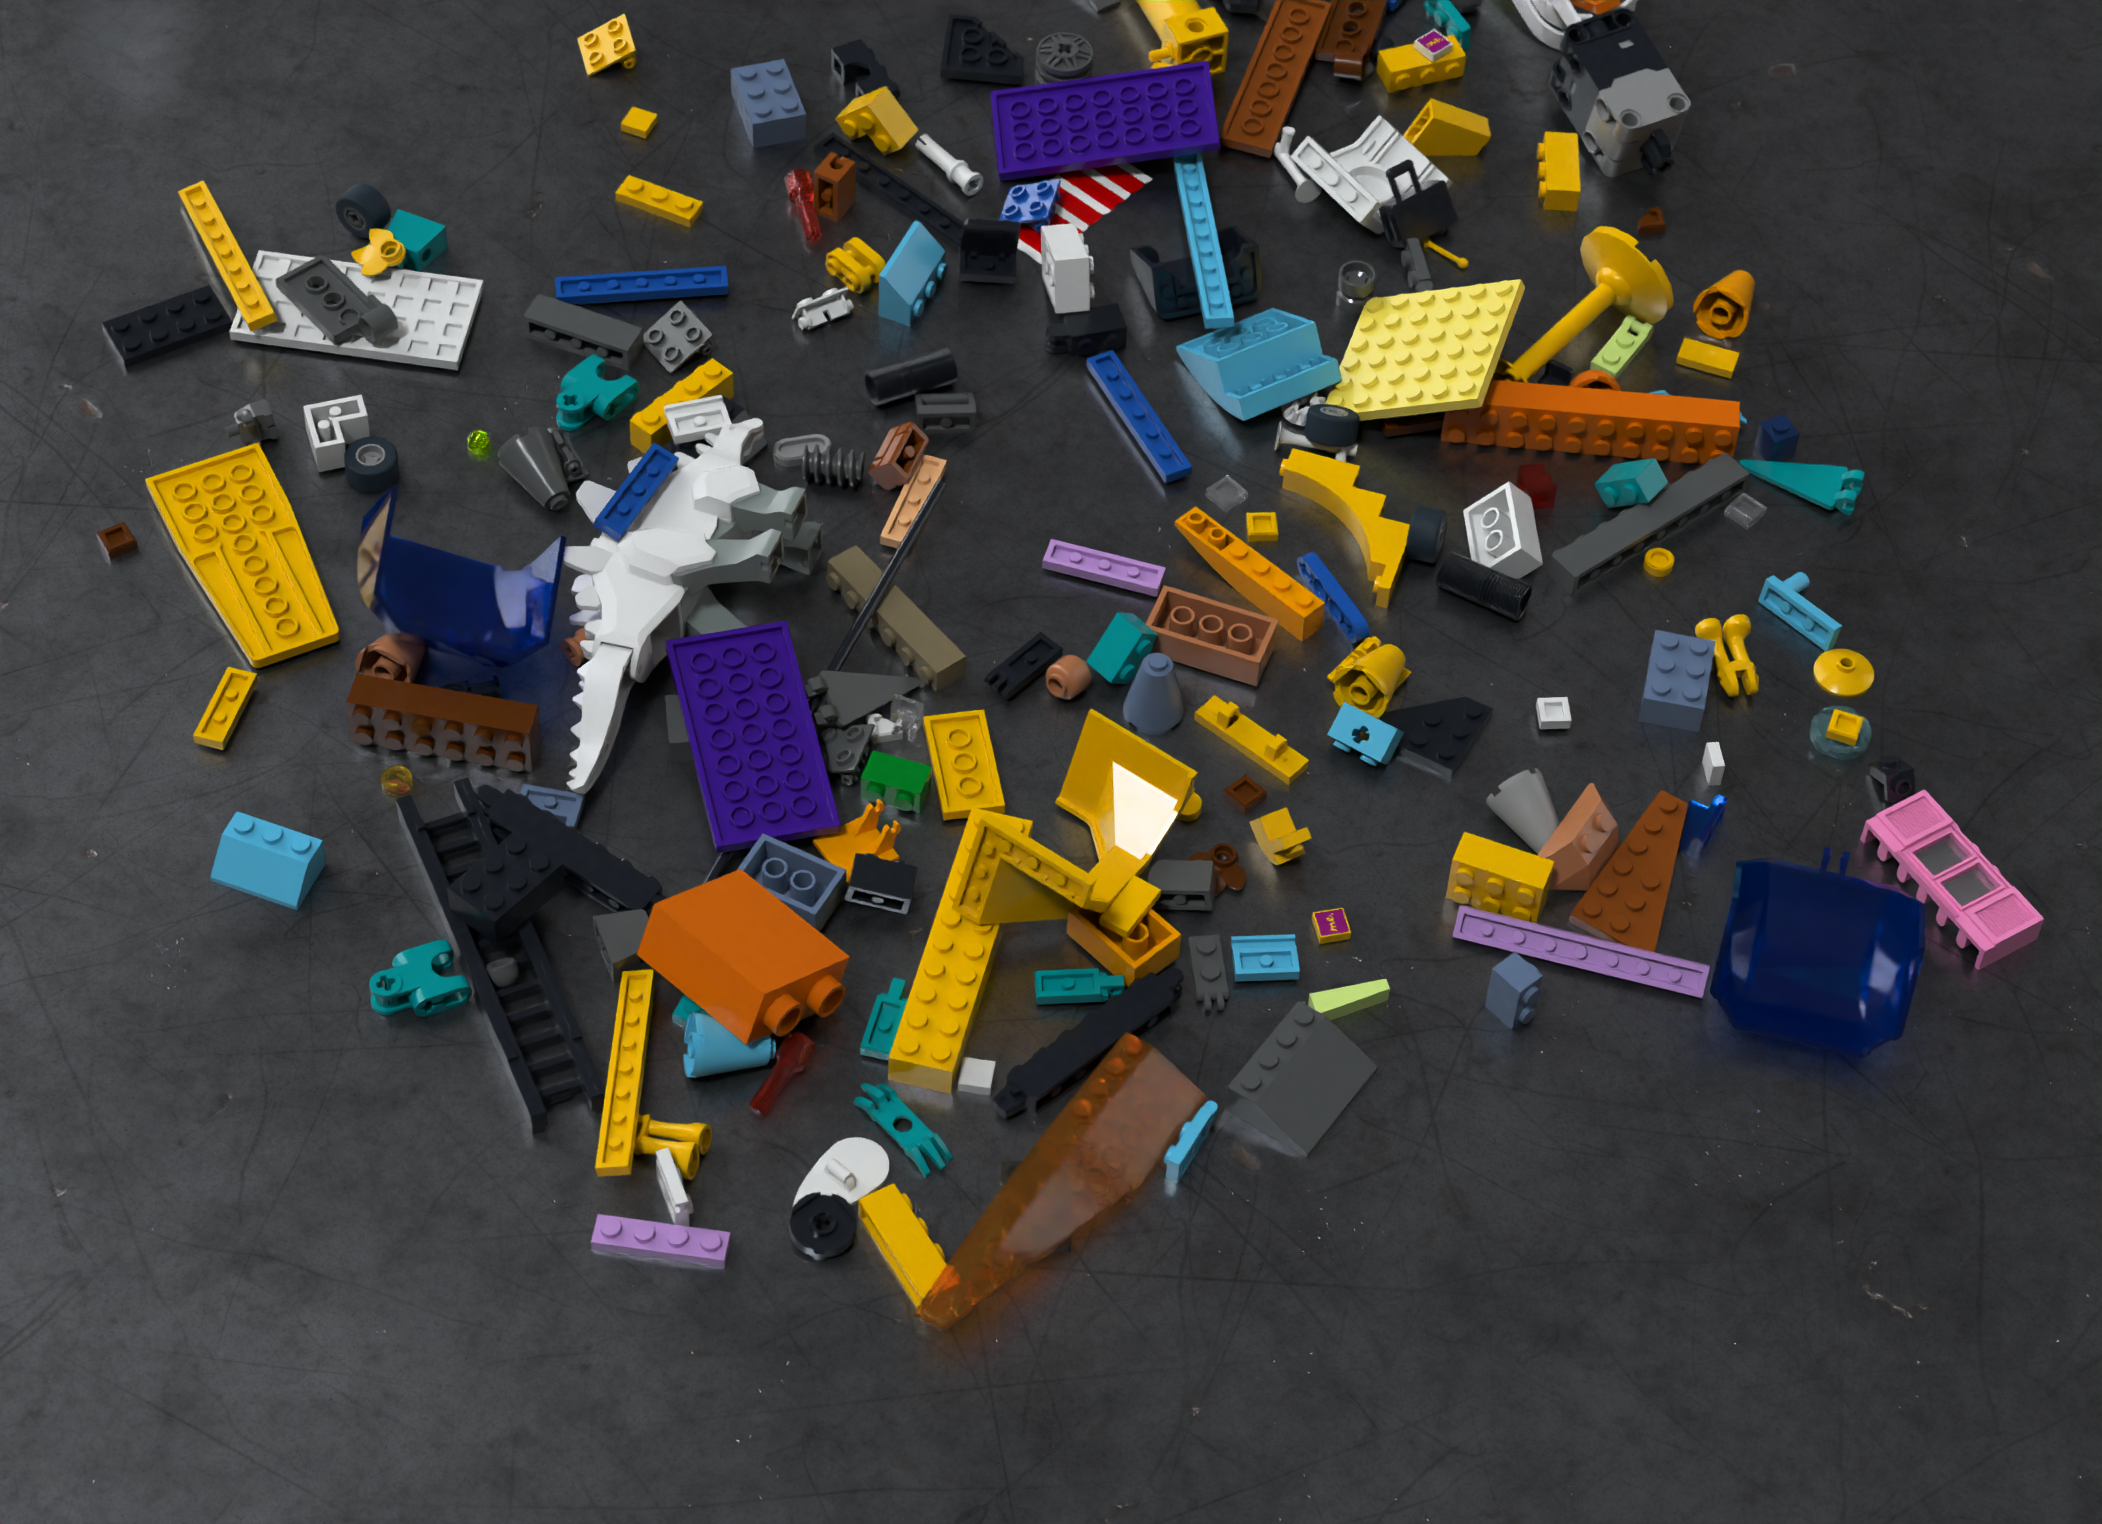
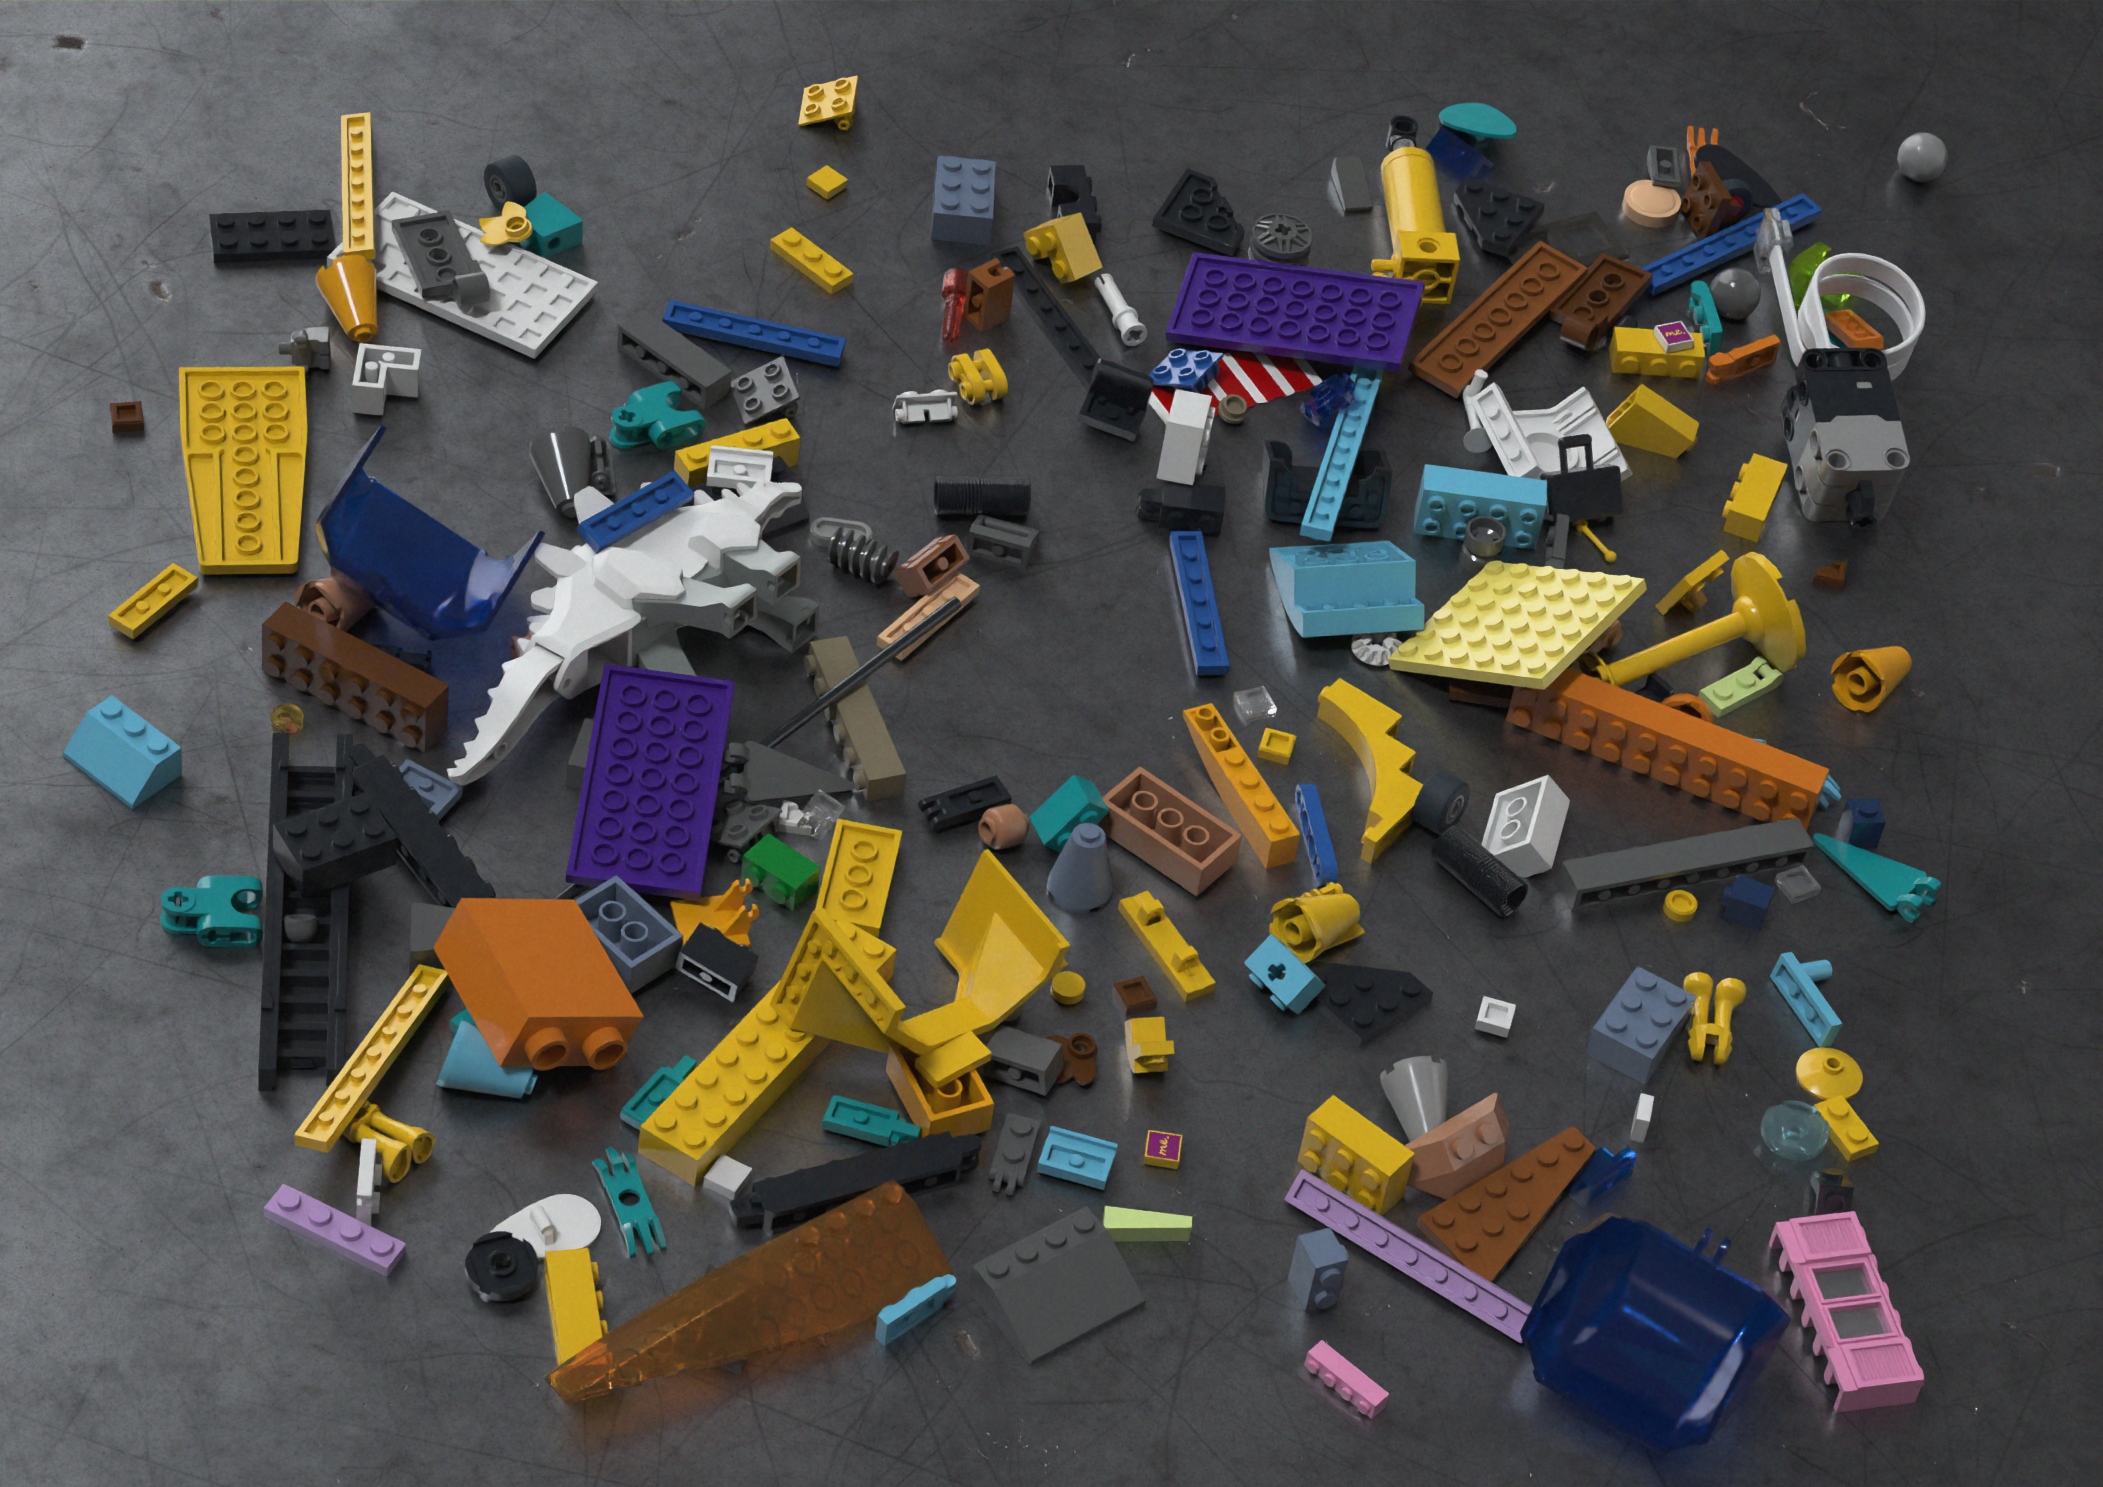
camera: 15 degrees right, 5 degrees down
(271, 362) = (351, 294): none -> light orange cone
(371, 464) = (407, 419): black wheel -> none
(482, 444) = (524, 431): clear neon green hinge -> none
(791, 1057) = (547, 1098): clear red piece -> none
(911, 276) = (1026, 400): medium azure slope -> none
(1089, 226) = (1233, 409): none -> dark tan plate
(1104, 567) = (1091, 734): lavender plate -> none
(1167, 193) = (1327, 398): none -> clear blue plate
(1286, 437) = (1392, 694): white piece -> none
(1316, 252) = (1455, 496): none -> medium azure brick
(1331, 425) = (1391, 668): black wheel -> none
(1495, 48) = (1742, 360): none -> orange hinge
(1537, 484) = (1582, 792): clear red brick -> none
(1547, 269) = (1689, 589): none -> yellow hinge
(1575, 1079) = (1346, 1379): none -> bright pink piece
(1631, 483) = (1681, 817): teal brick -> none
(1707, 358) = (1828, 724): yellow tile -> none
(1714, 541) = (1747, 902): none -> dark blue brick
(1844, 727) = (1799, 1125): yellow tile -> none
(1883, 718) = (1847, 1129): none -> yellow plate

